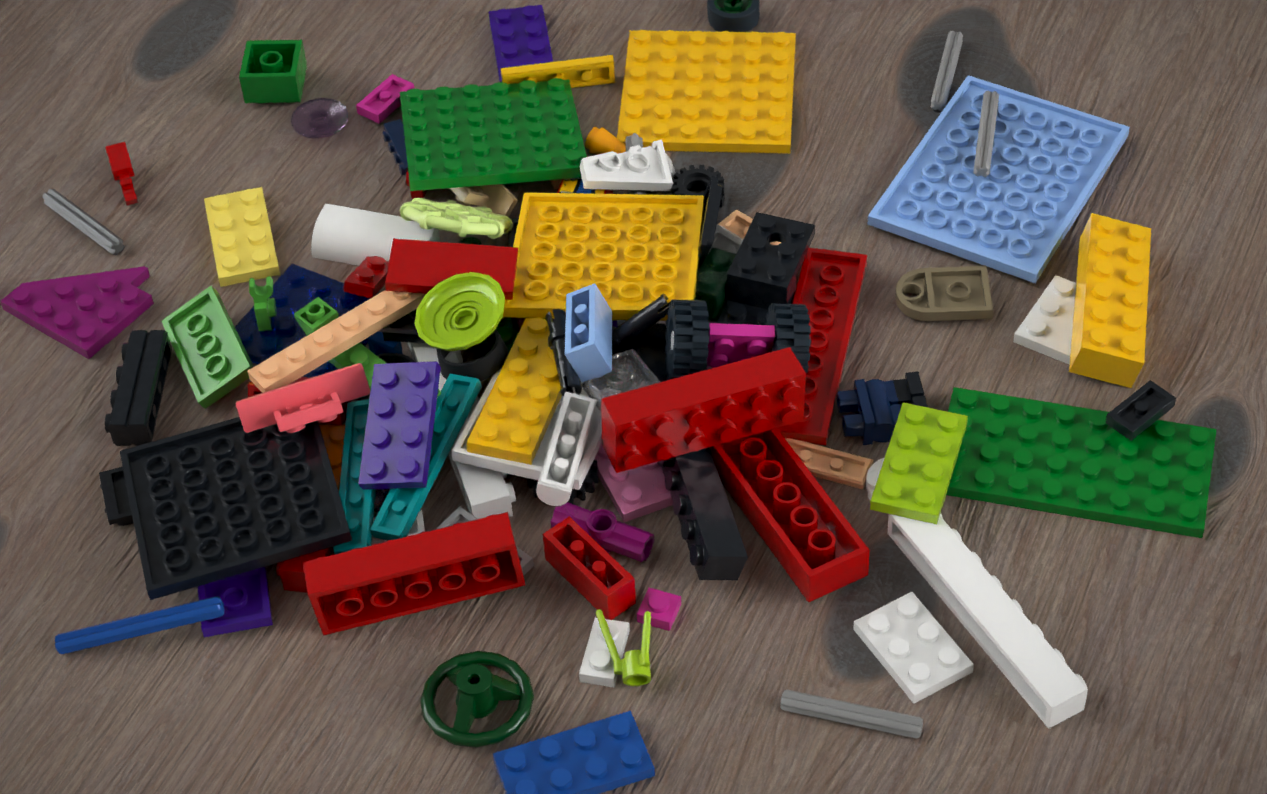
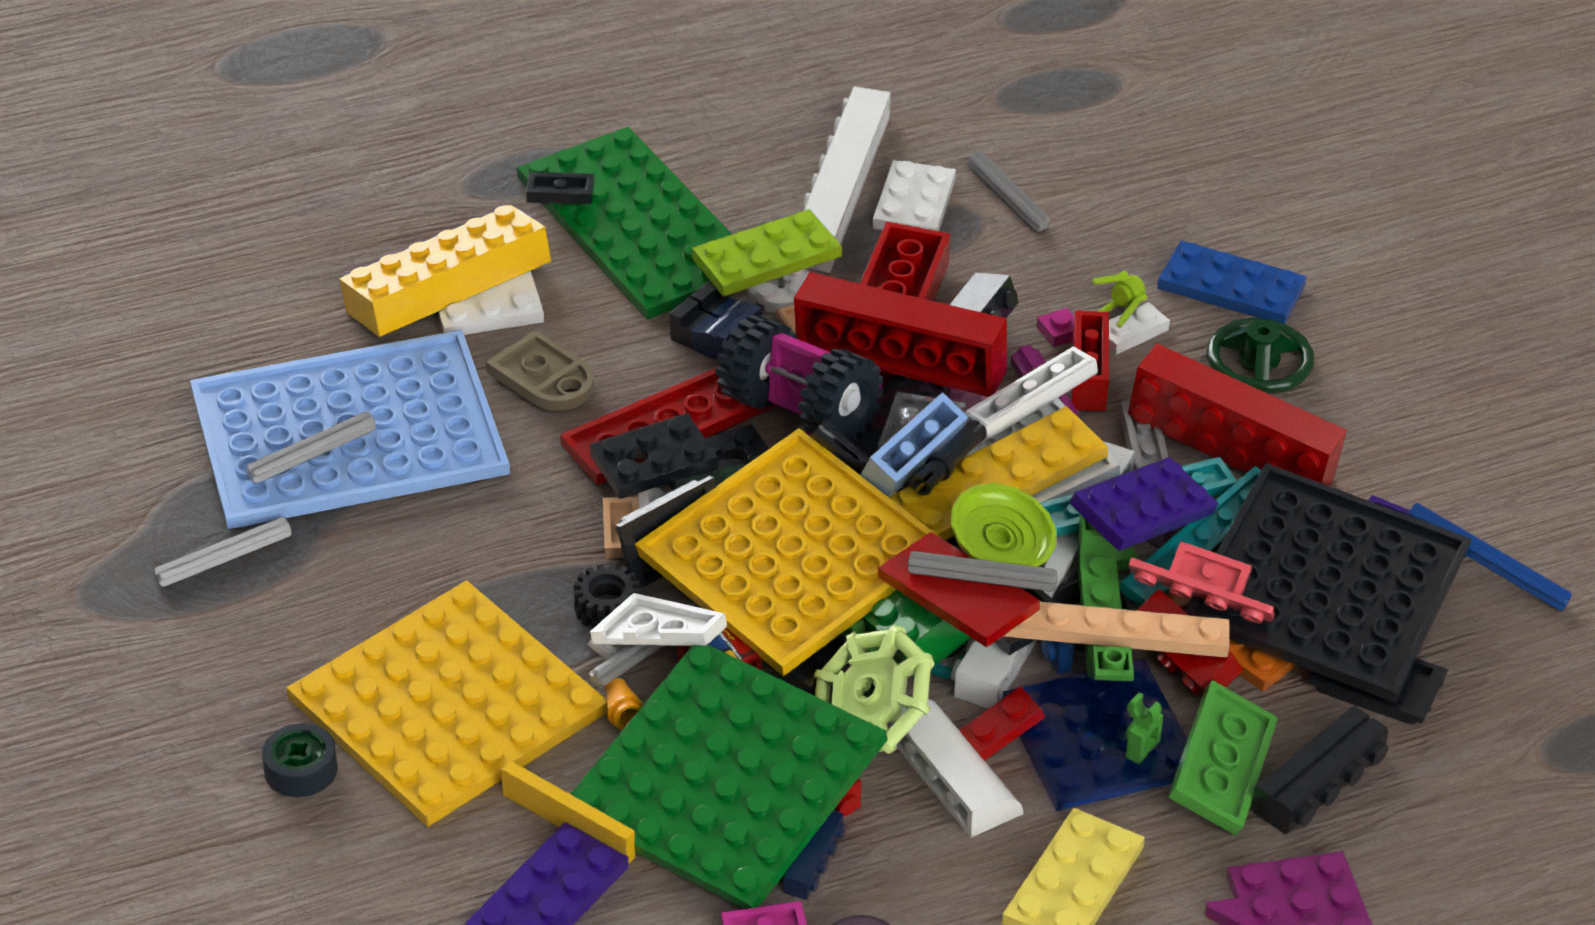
camera: 140 degrees left, 5 degrees down
(438, 271) = (982, 571): none -> light grey axle

